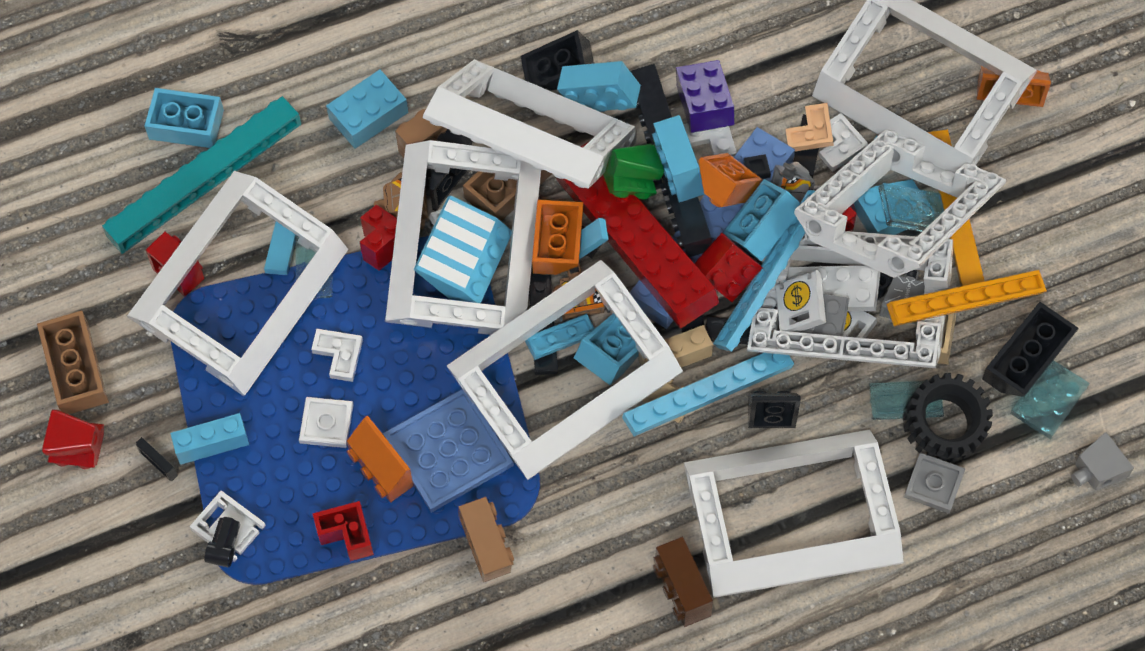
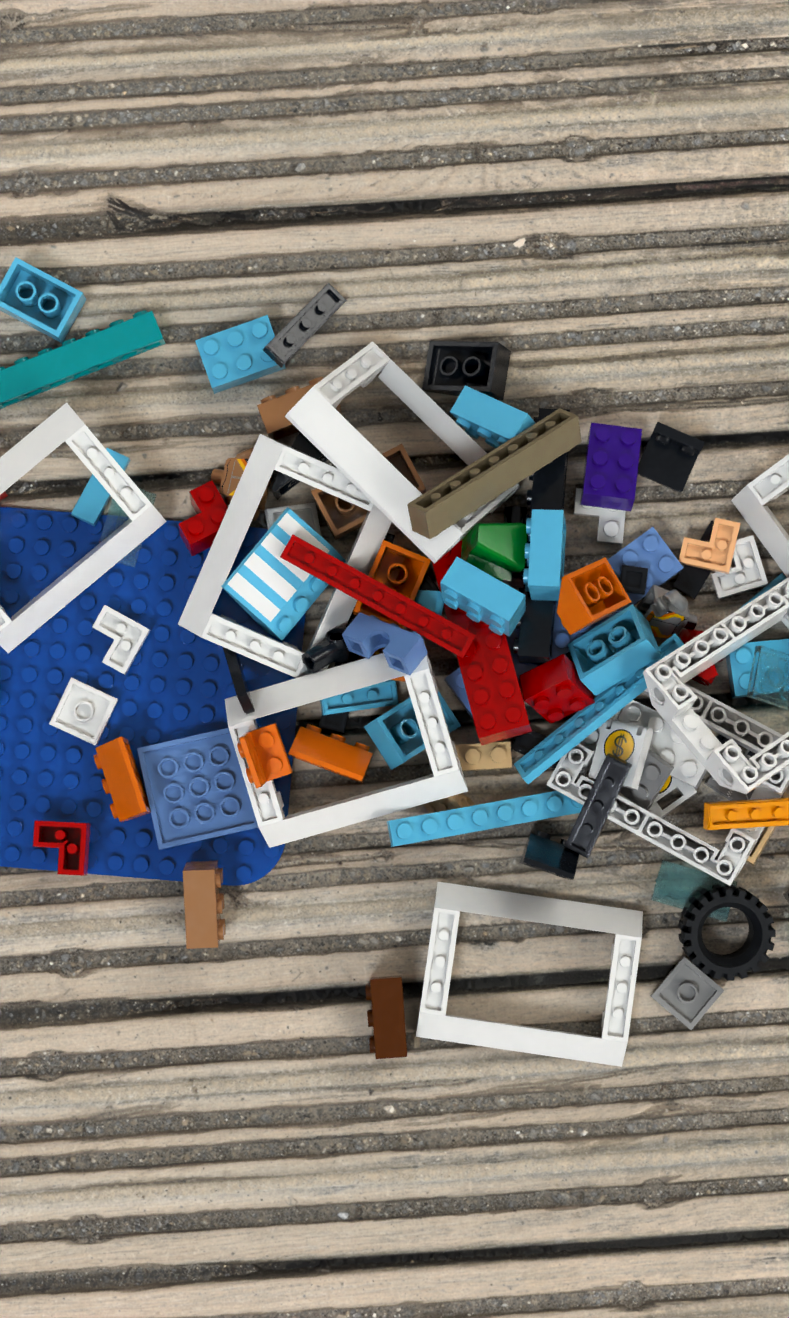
camera: 20 degrees right, 20 degrees up
(413, 69) = (304, 325): none -> tile
(453, 343) = (239, 681): none -> black tile
(500, 387) = (264, 755): none -> orange bracket
(528, 293) = (328, 651): none -> black piece
(550, 234) = (378, 596): none -> red plate
(553, 388) = (331, 753): none -> orange slope
(584, 264) = (402, 648): none -> medium blue arch
(611, 108) = (494, 473): none -> dark tan brick
(638, 202) = (482, 597): none -> medium azure brick
(750, 75) = (669, 457): none -> black bracket
(797, 345) = (598, 805): none -> black tile

